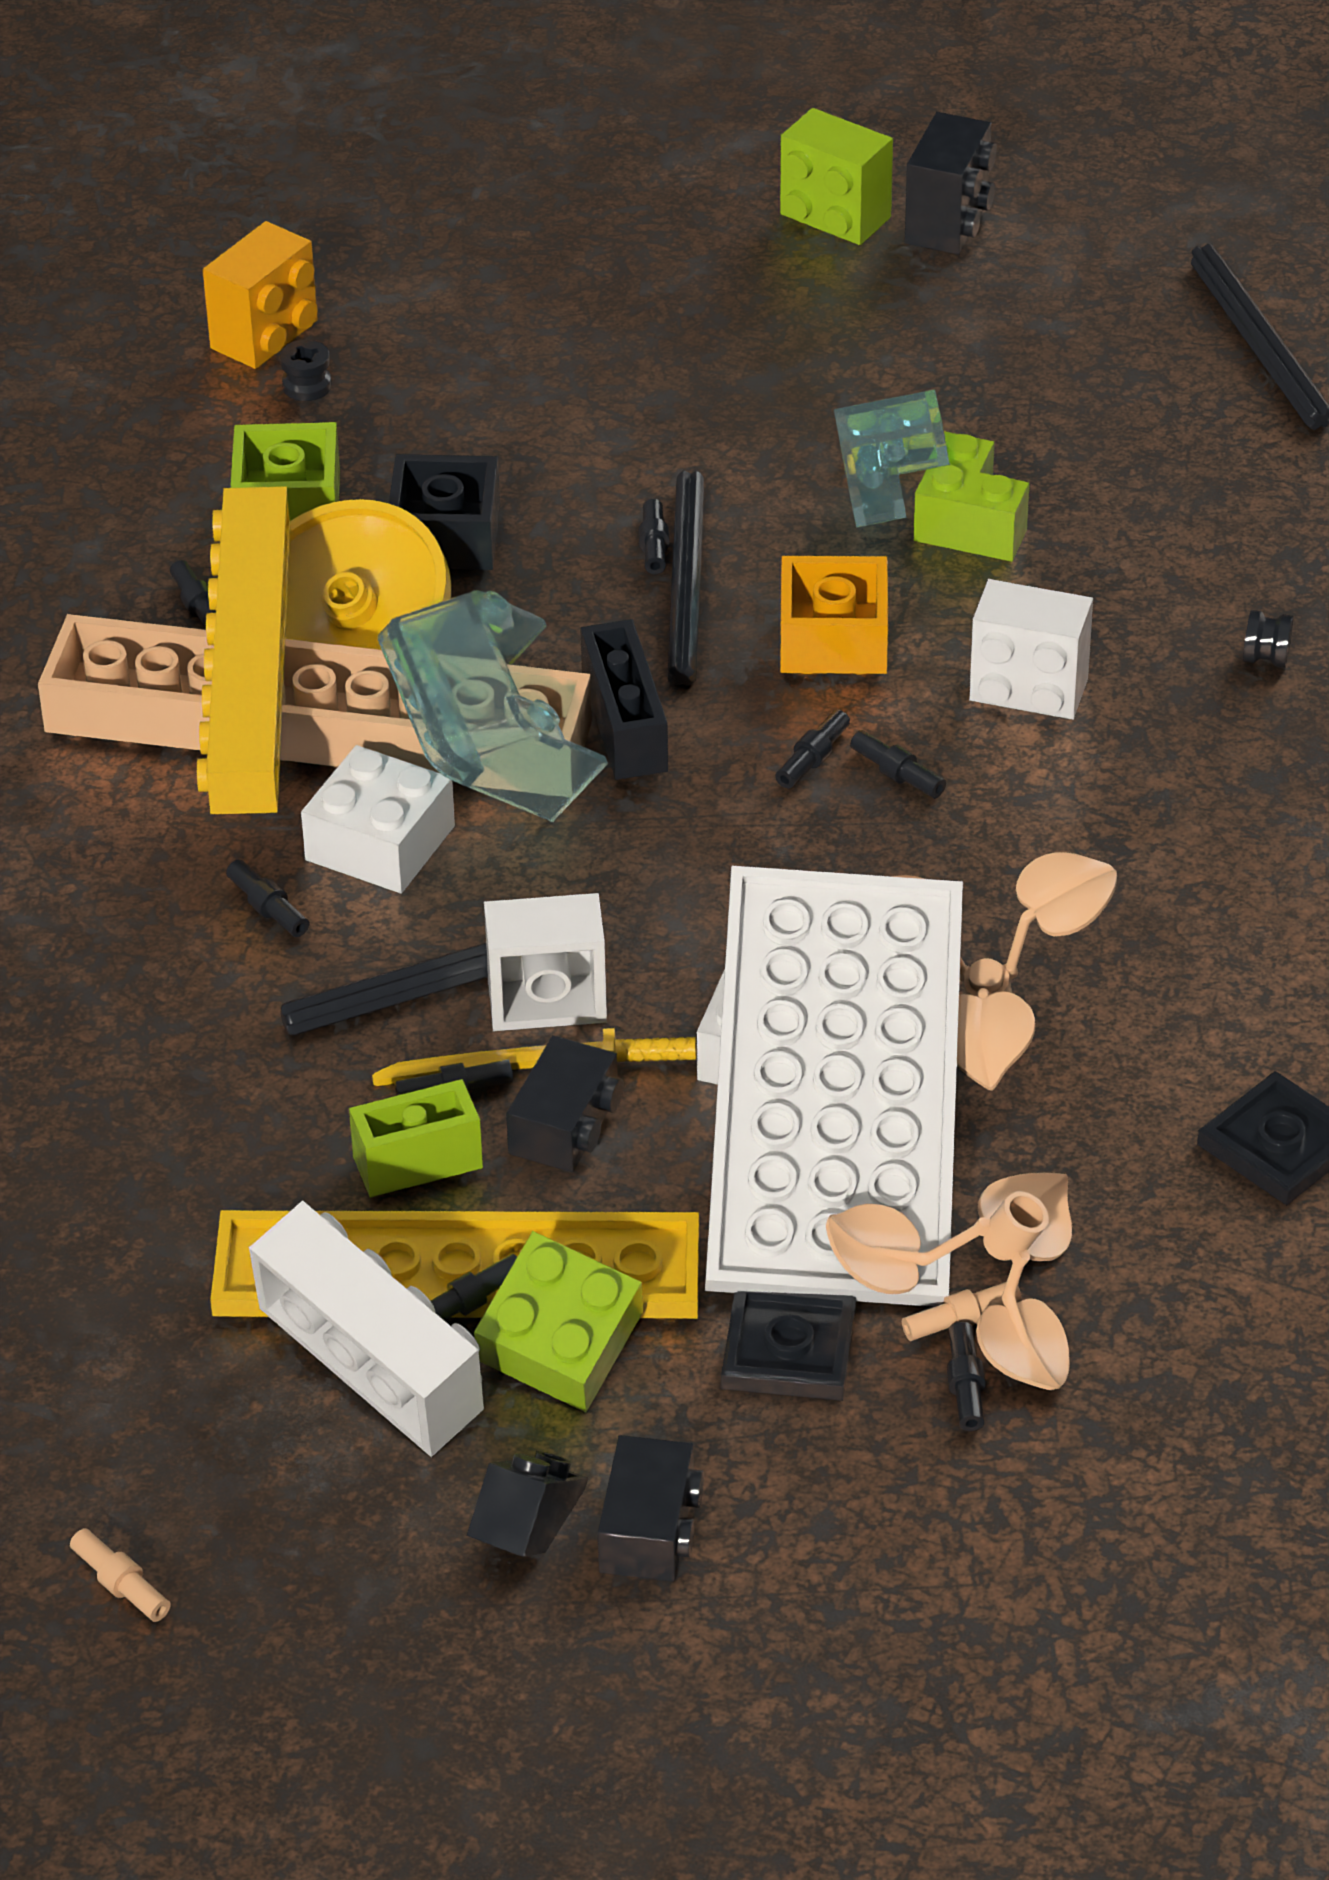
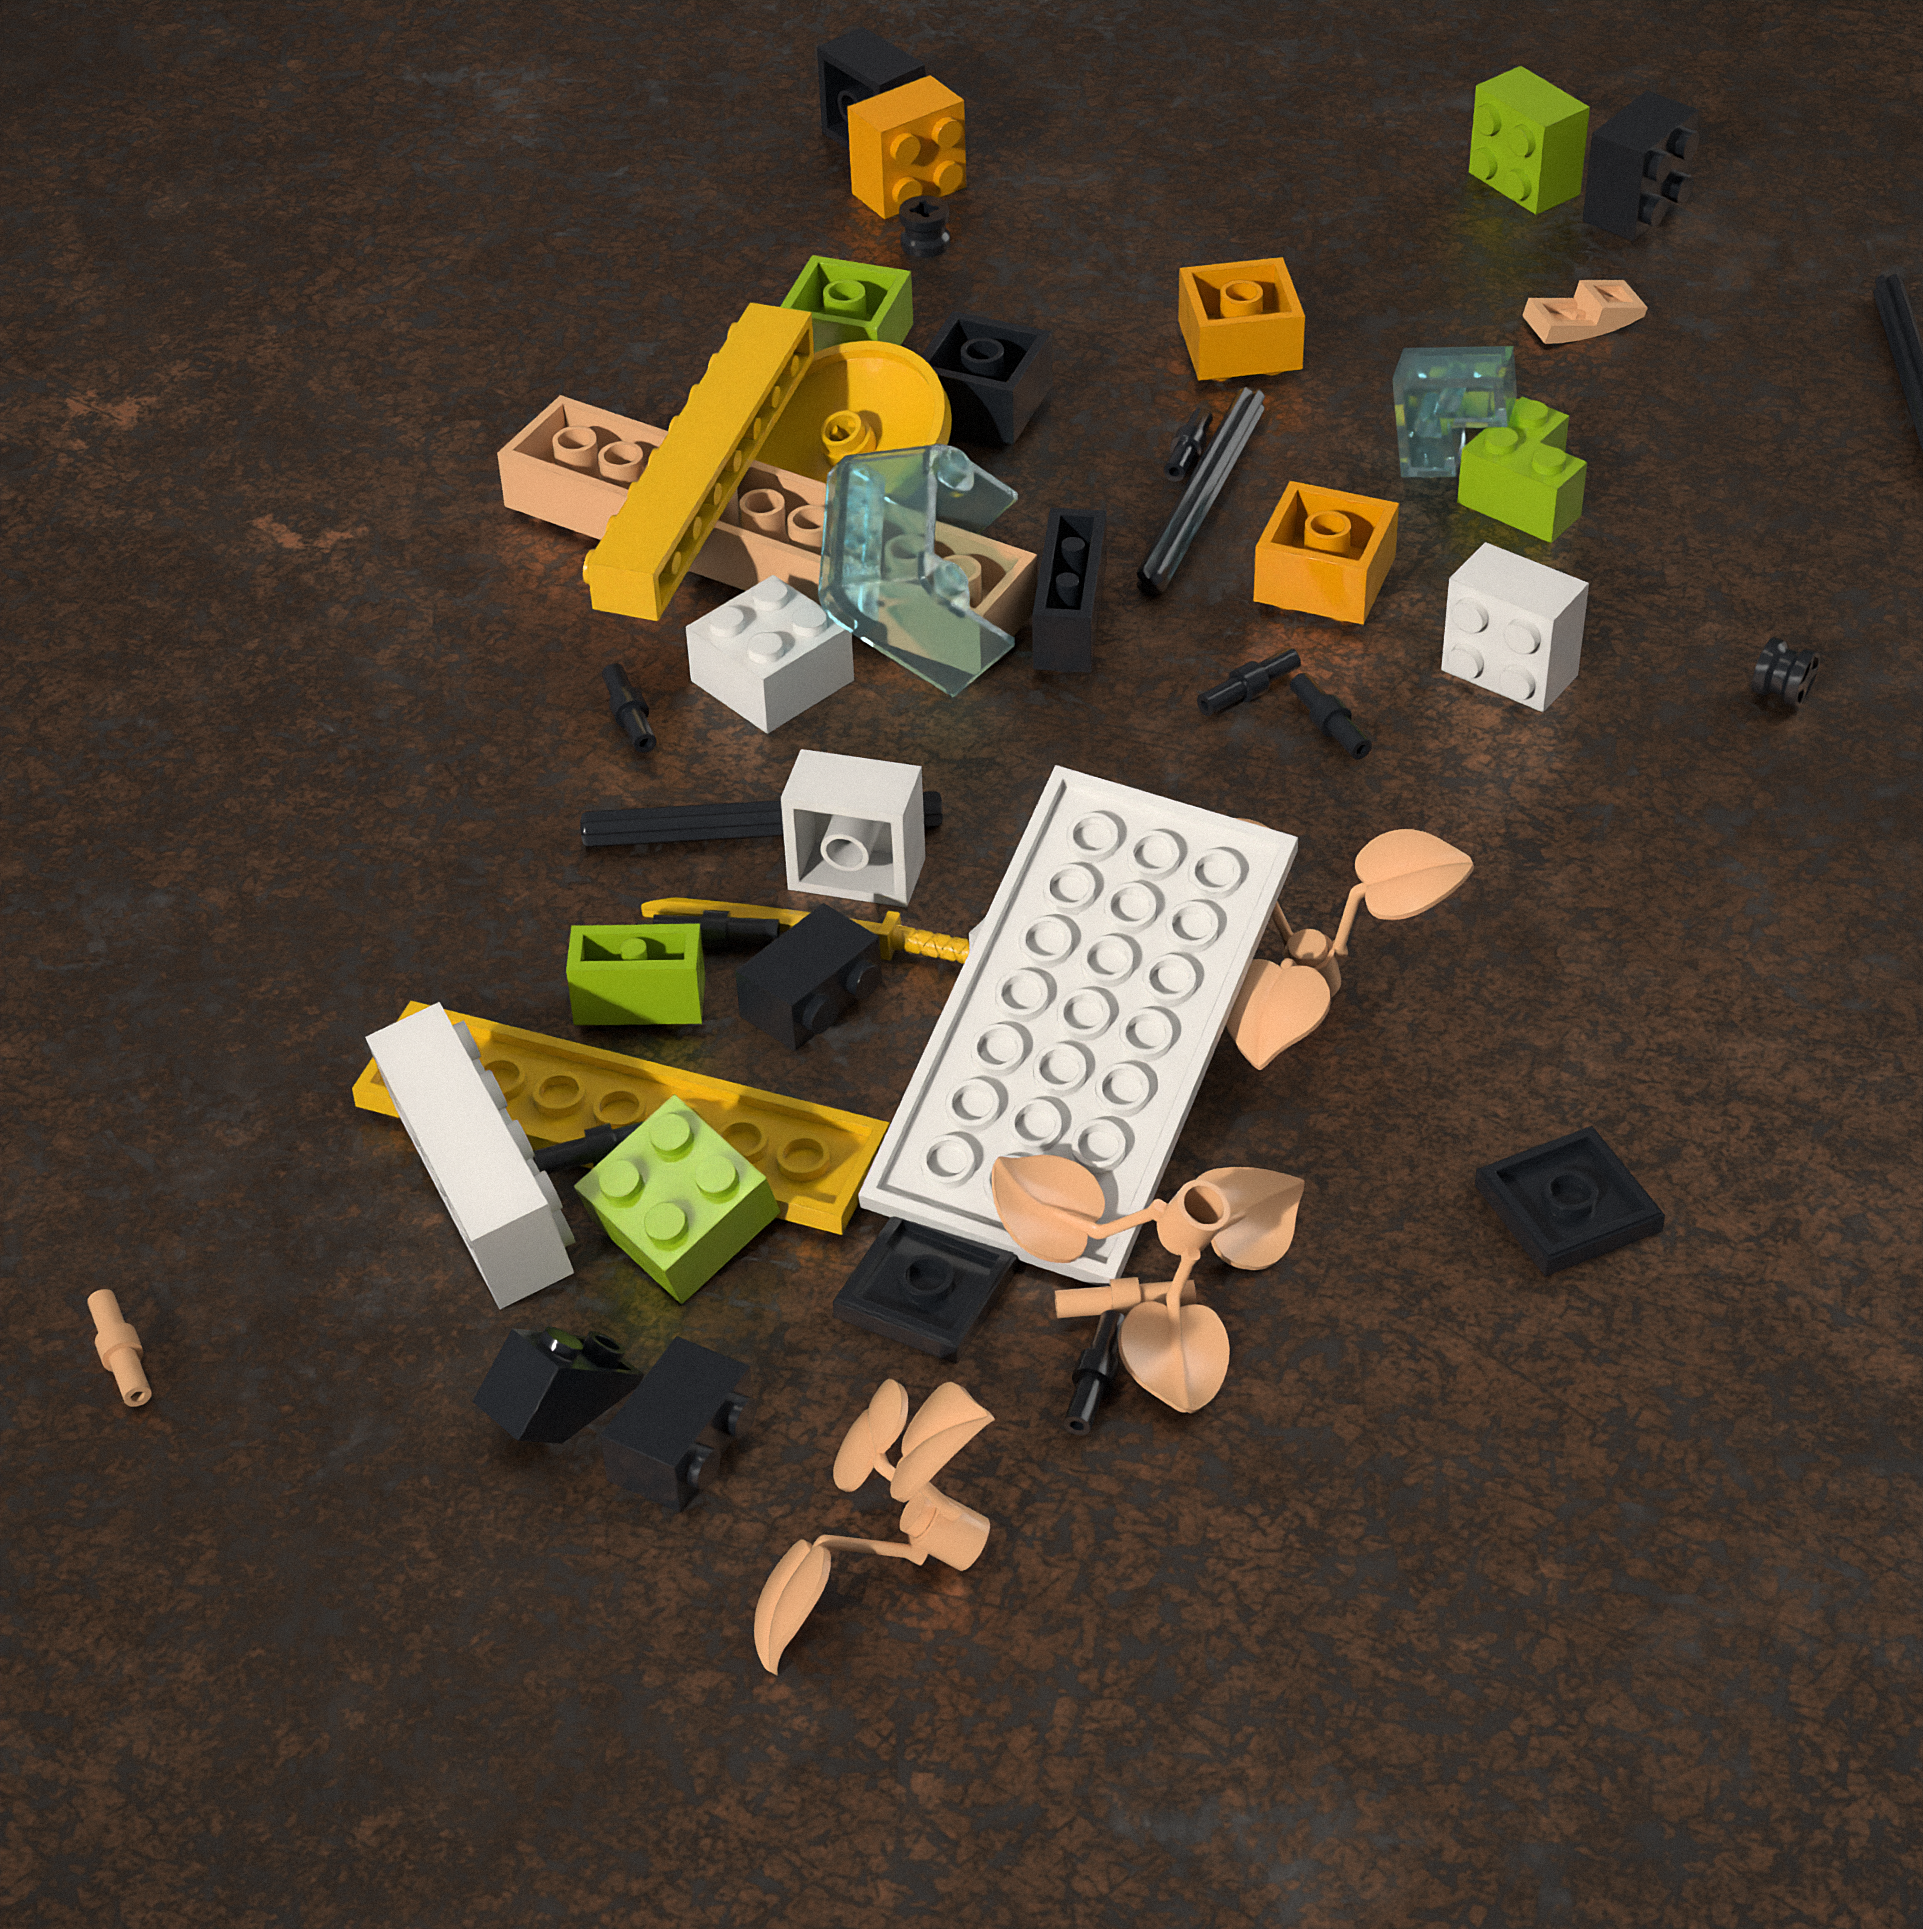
camera: 20 degrees right, 0 degrees up
(184, 235) = (856, 70): none -> black brick
(653, 405) = (1241, 319): none -> light orange brick
(907, 1458) = (931, 1519): none -> light nougat plant
(956, 331) = (1593, 311): none -> light nougat slope

